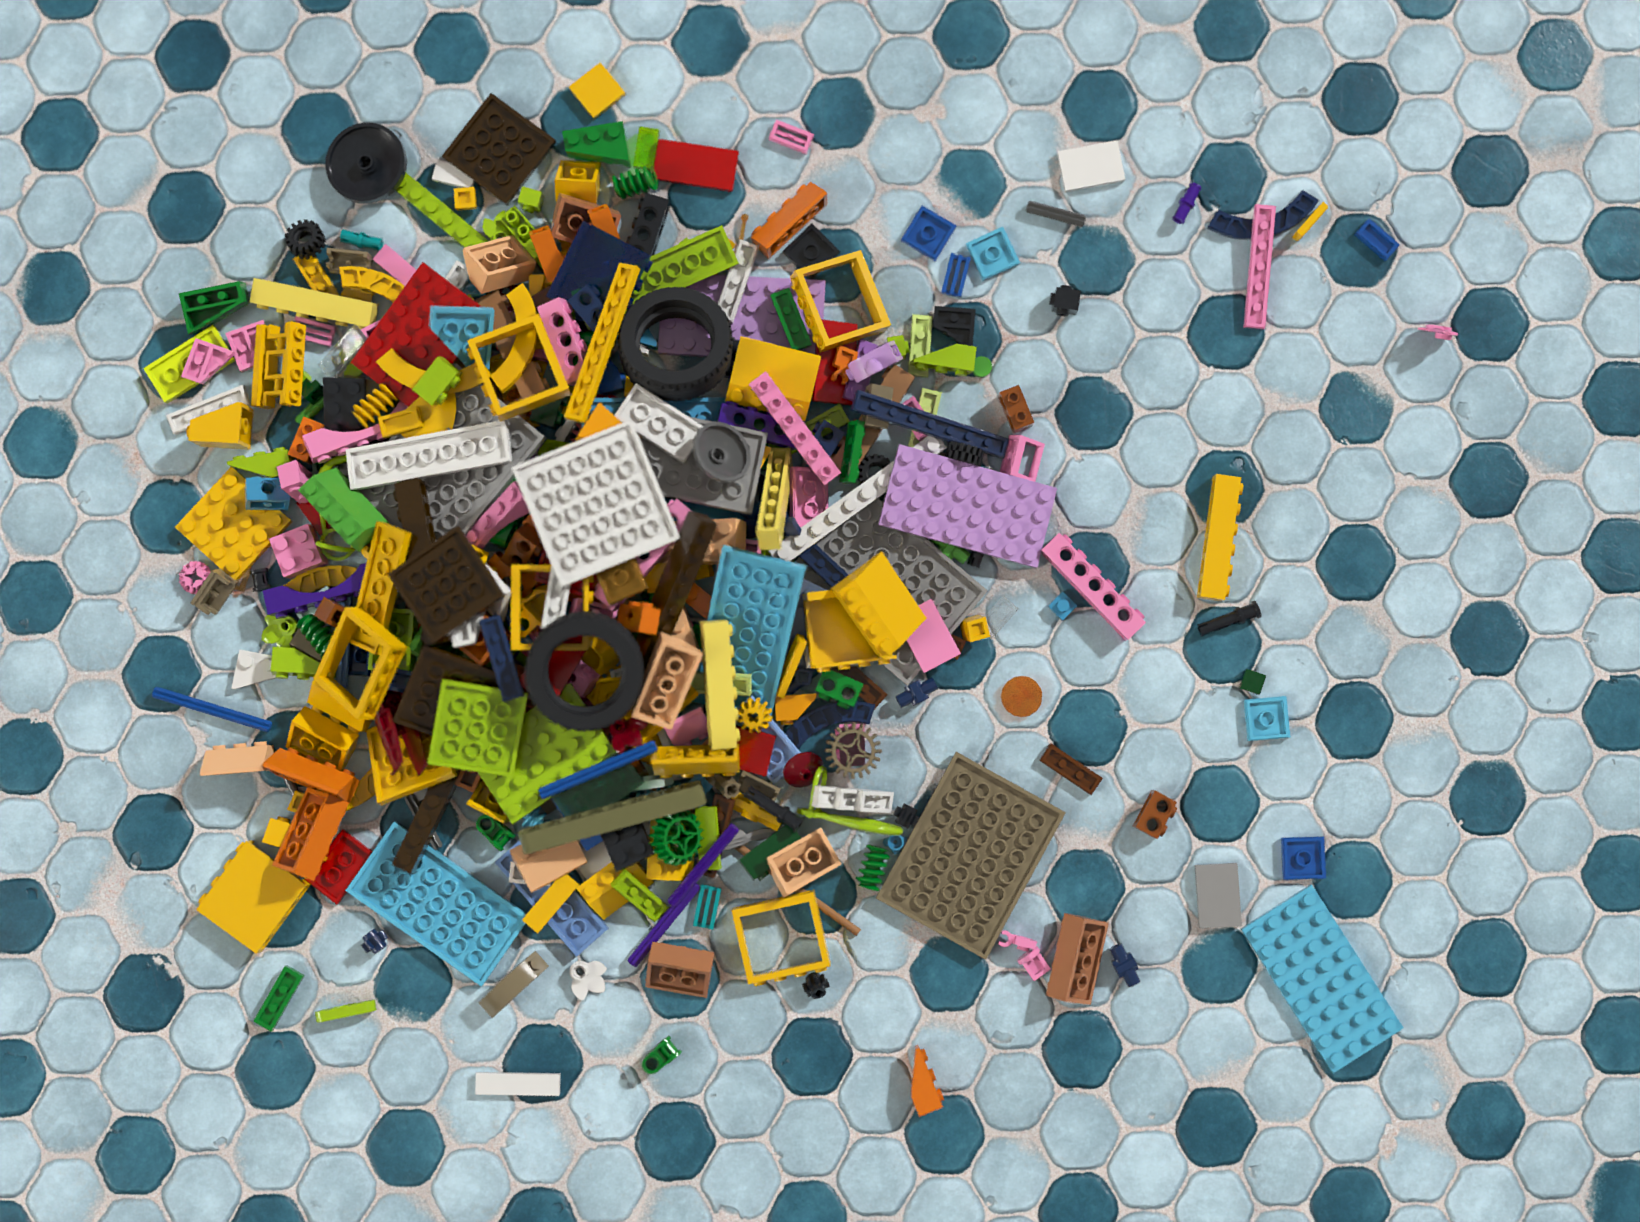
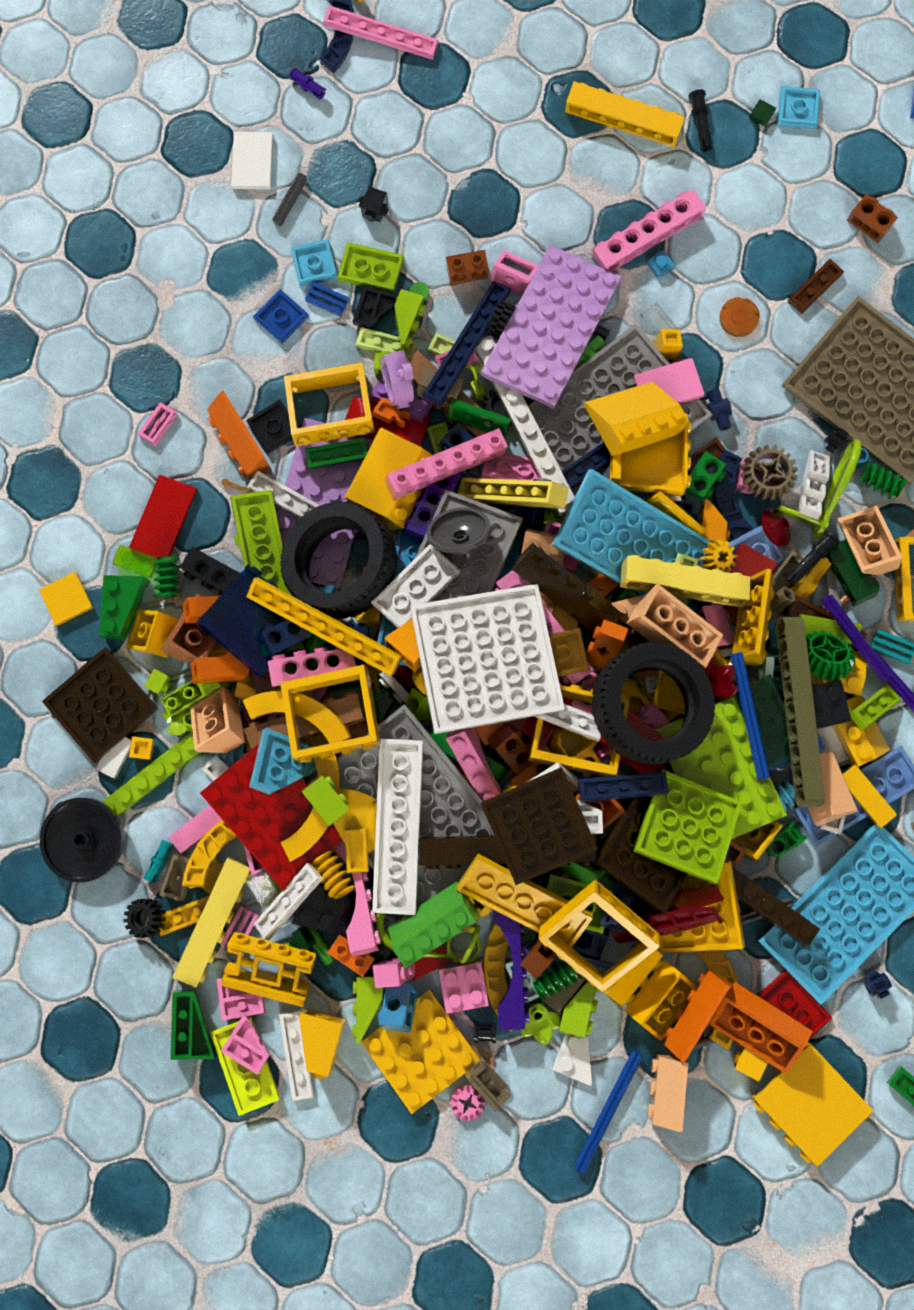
camera: 75 degrees left, 5 degrees down
(342, 369) = (288, 901): none -> white tile
(887, 445) = (477, 391): none -> lime plate
(998, 312) = (370, 267): none -> lime tile

